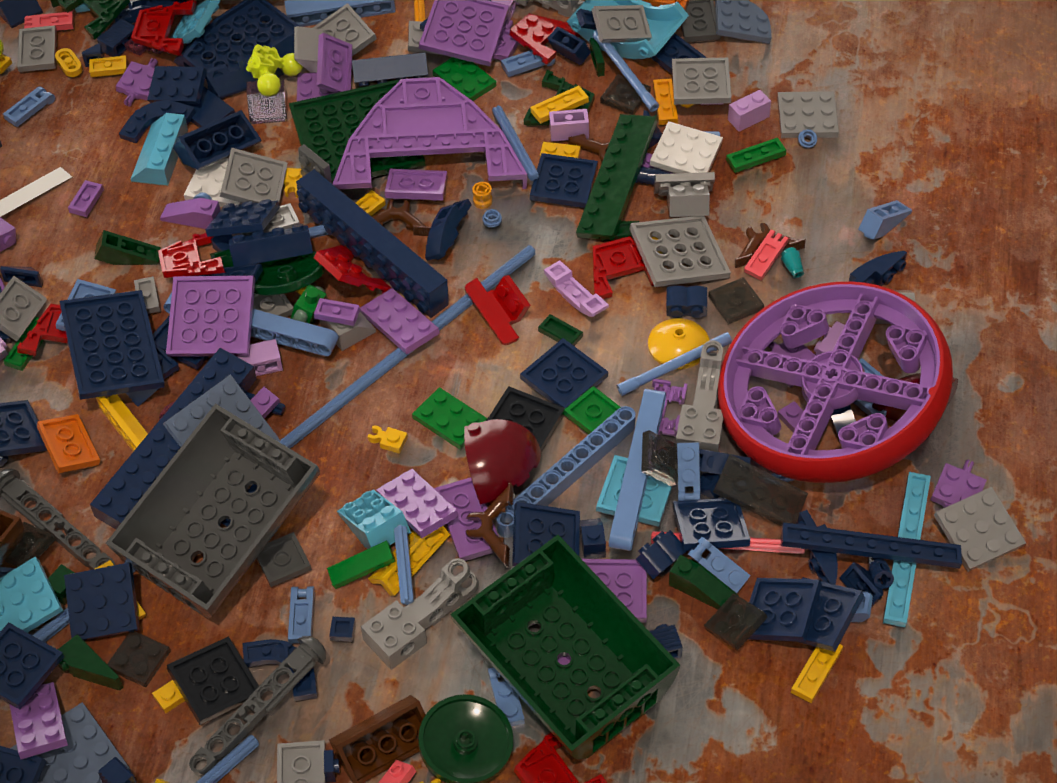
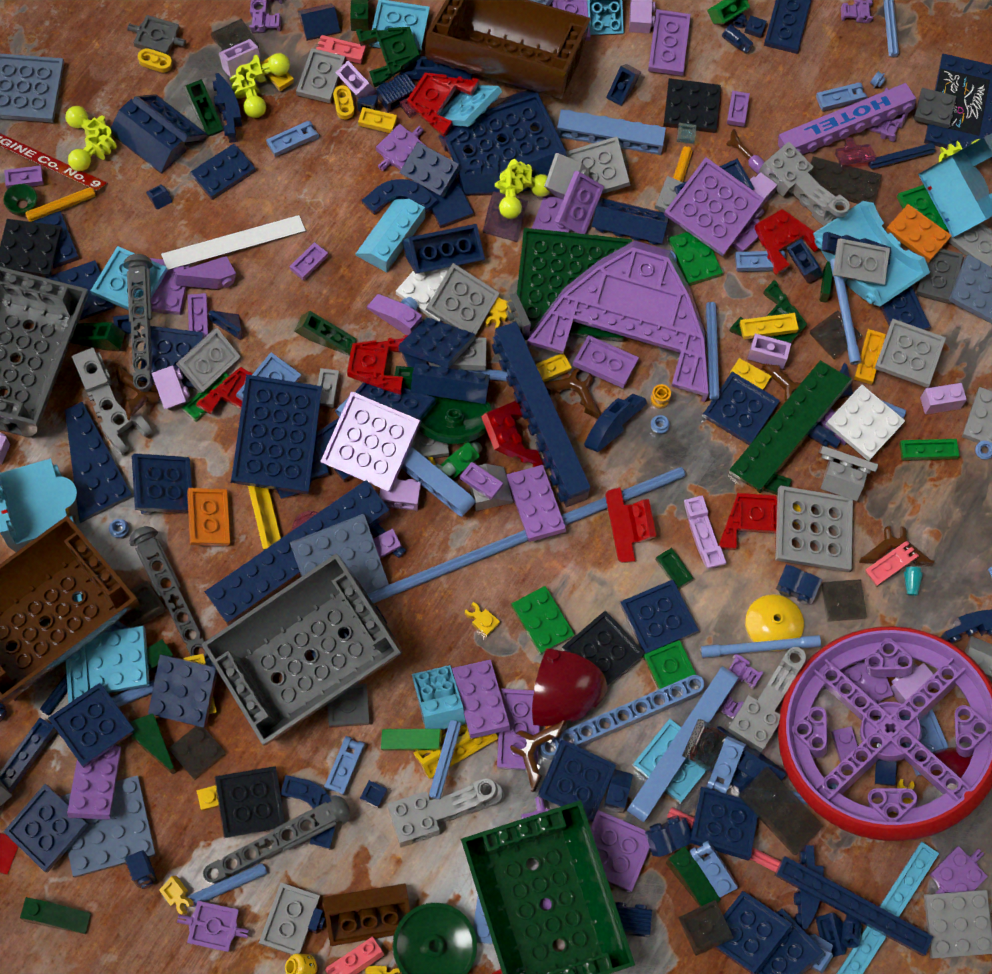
camera: 15 degrees right, 15 degrees up
(72, 38) = (355, 80): none -> lavender brick

